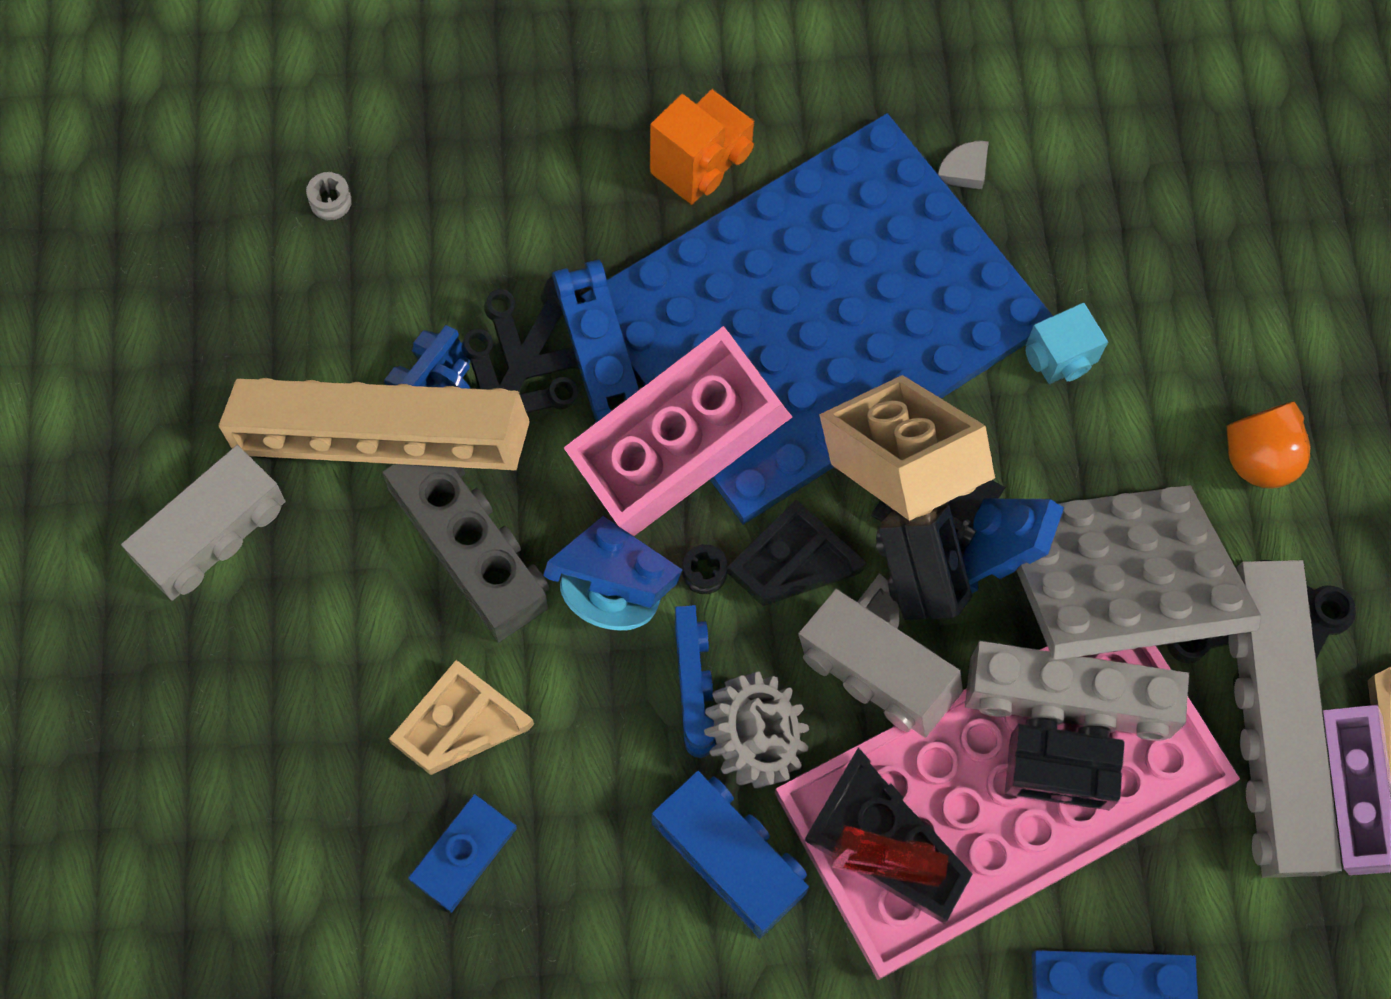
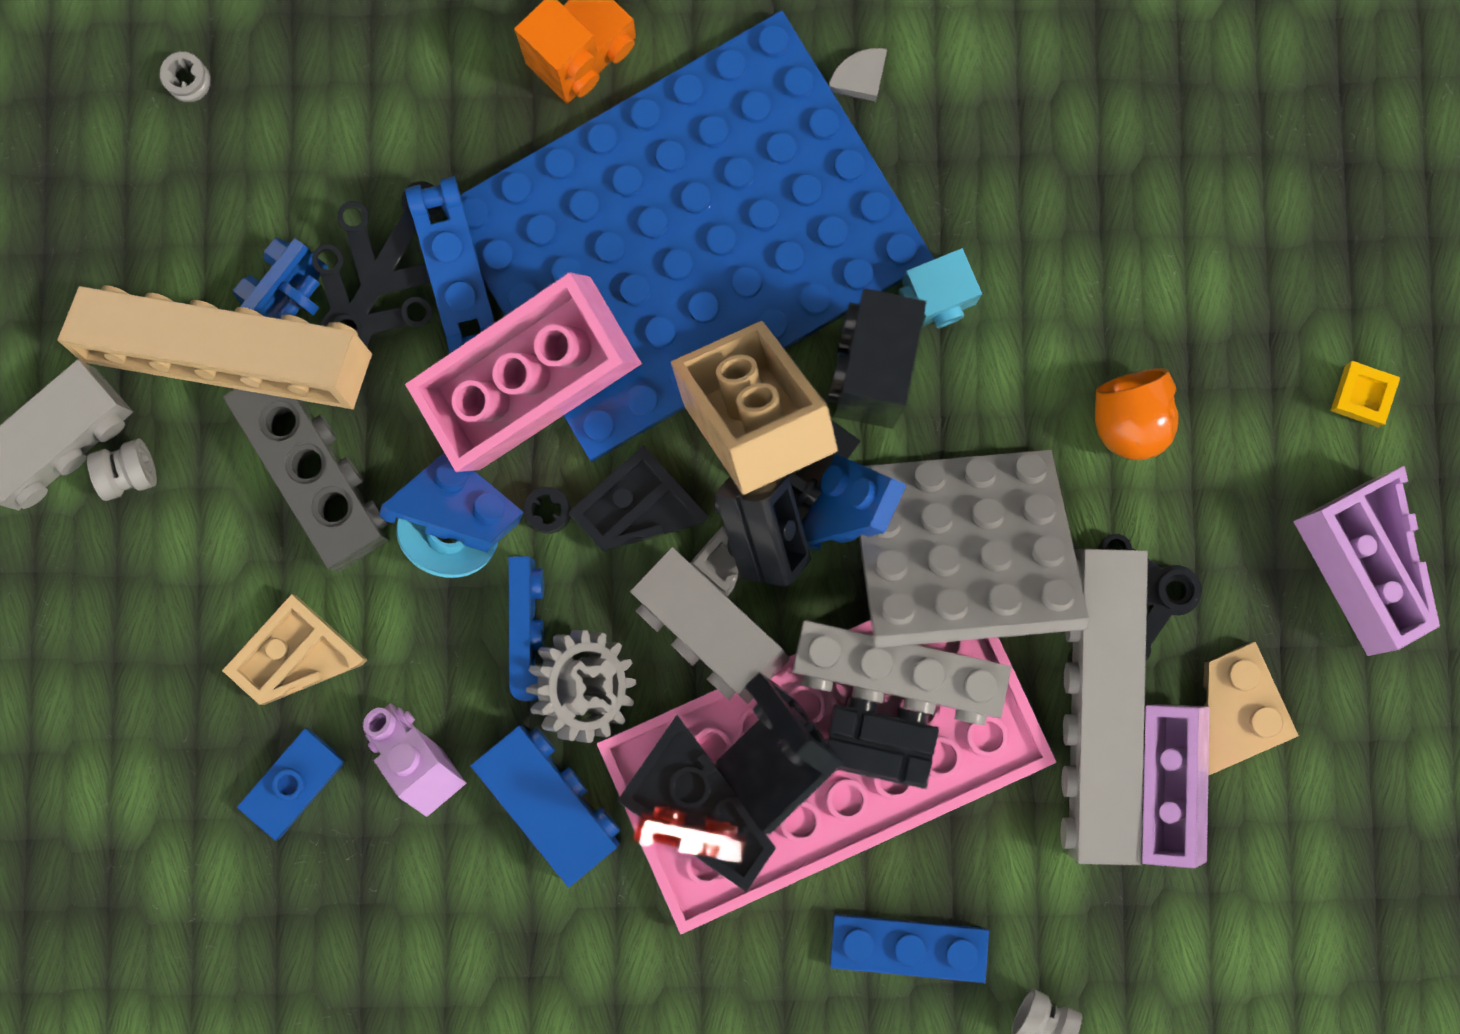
camera: 10 degrees right, 15 degrees up
(290, 546) = (121, 469): none -> light grey wheel
(588, 814) = (410, 760): none -> lavender brick
(968, 778) = (777, 758): none -> black bracket
(1022, 395) = (876, 358): none -> black brick

